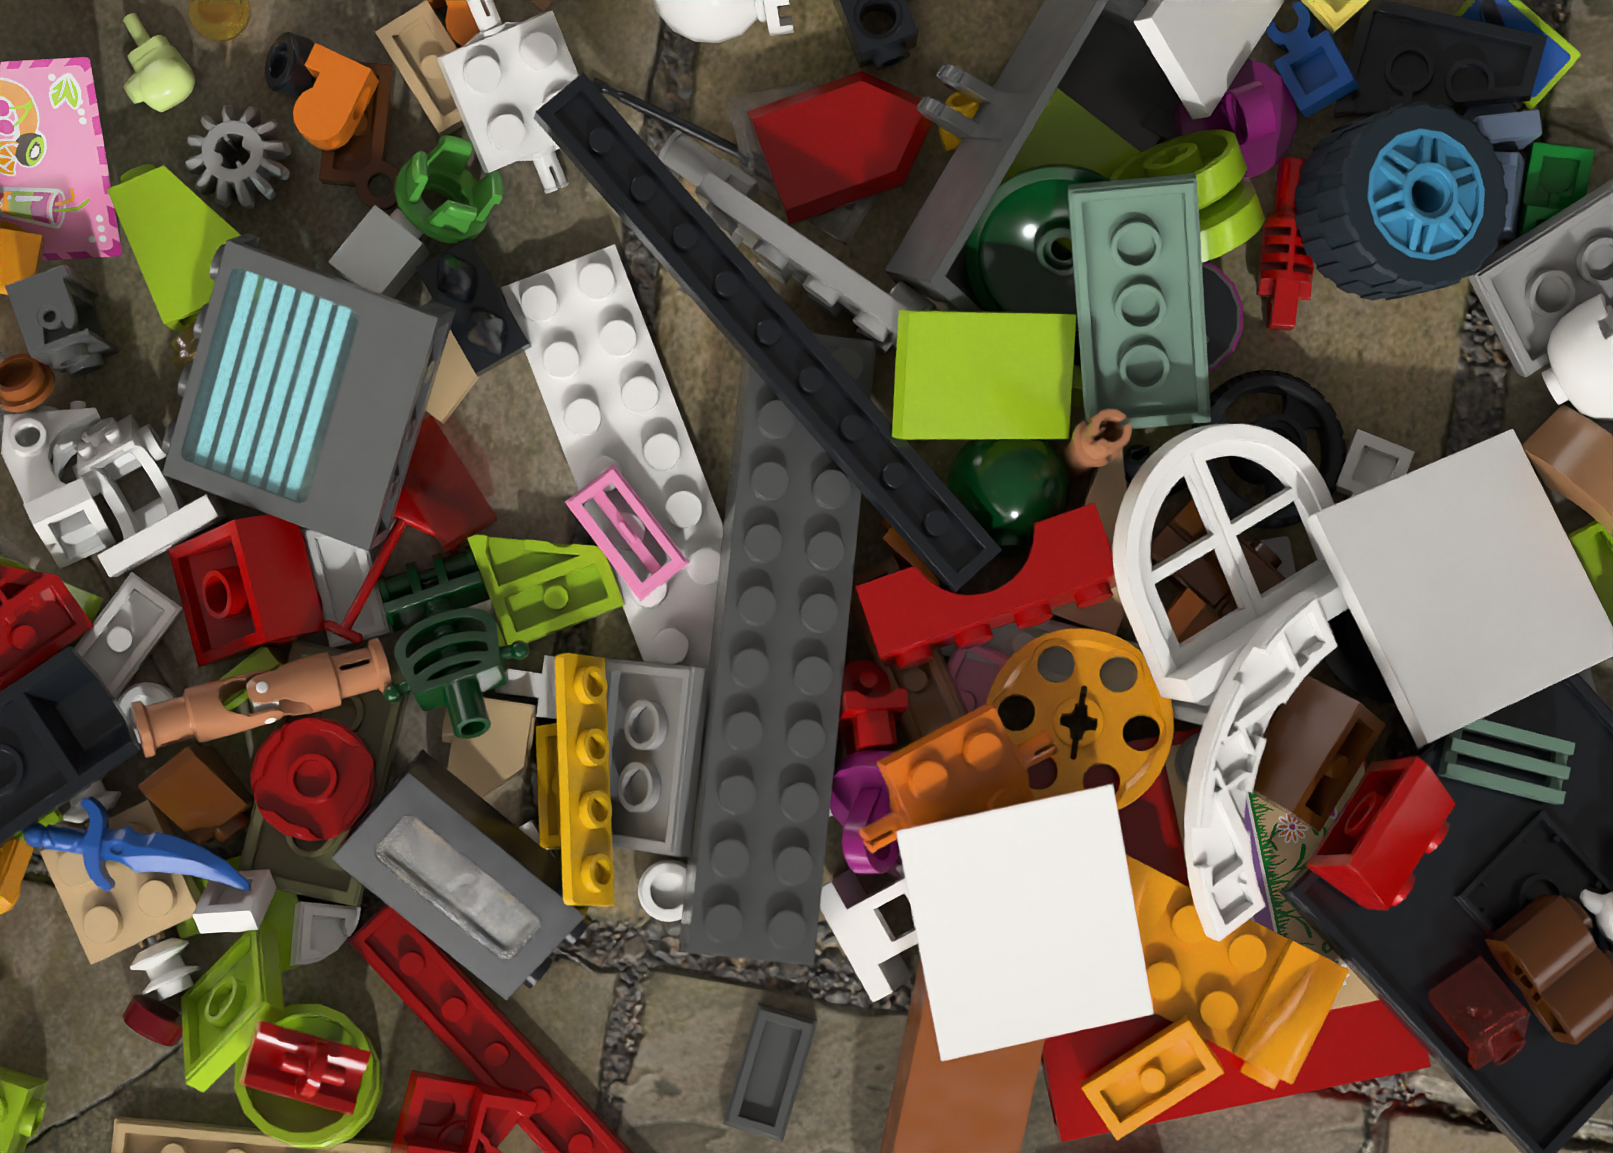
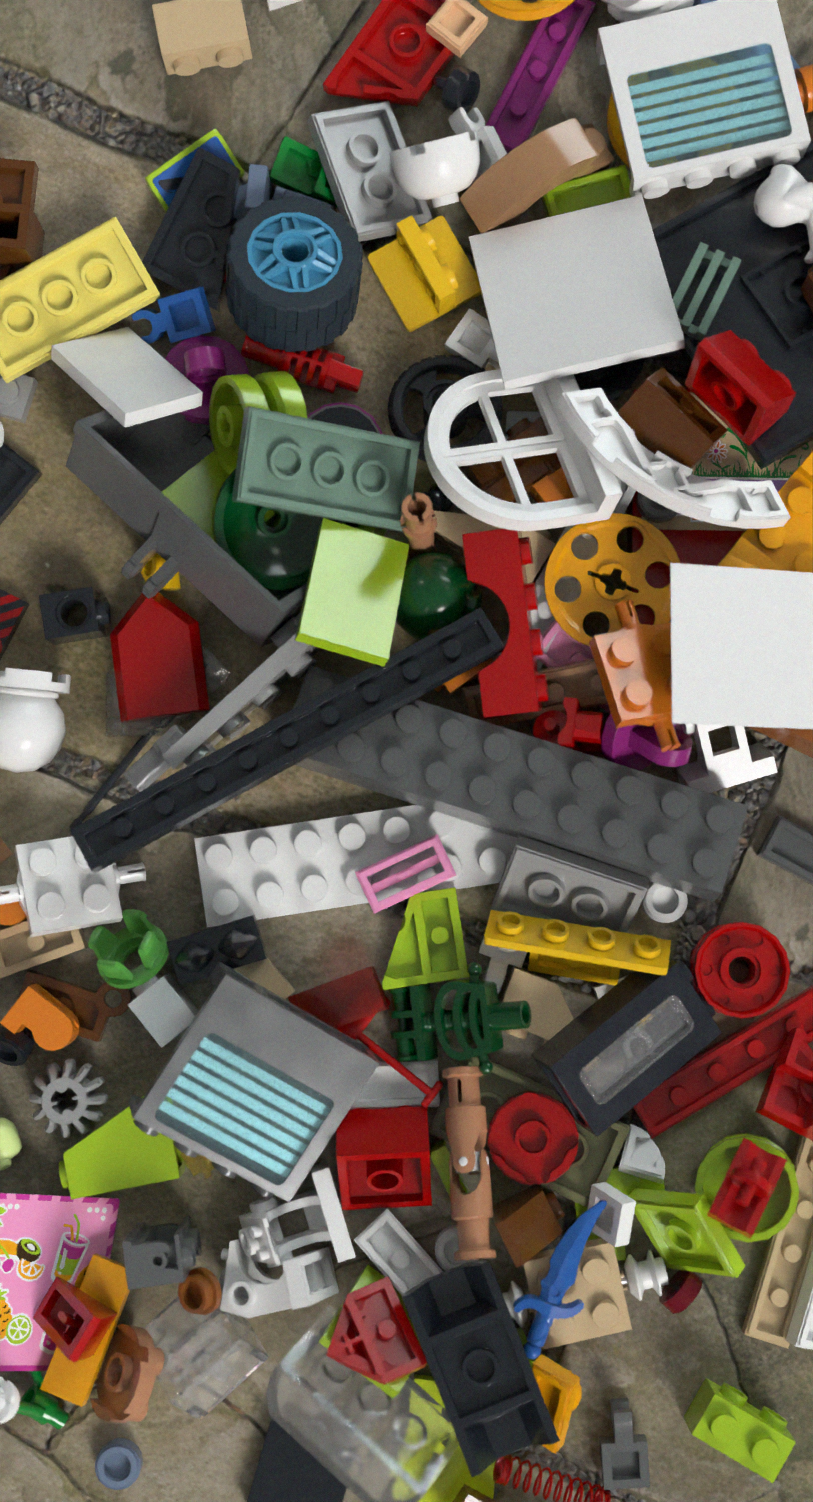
camera: 75 degrees left, 0 degrees up
(591, 1047) = (766, 974): none -> red wheel
(1451, 380) = (424, 272): none -> yellow bracket

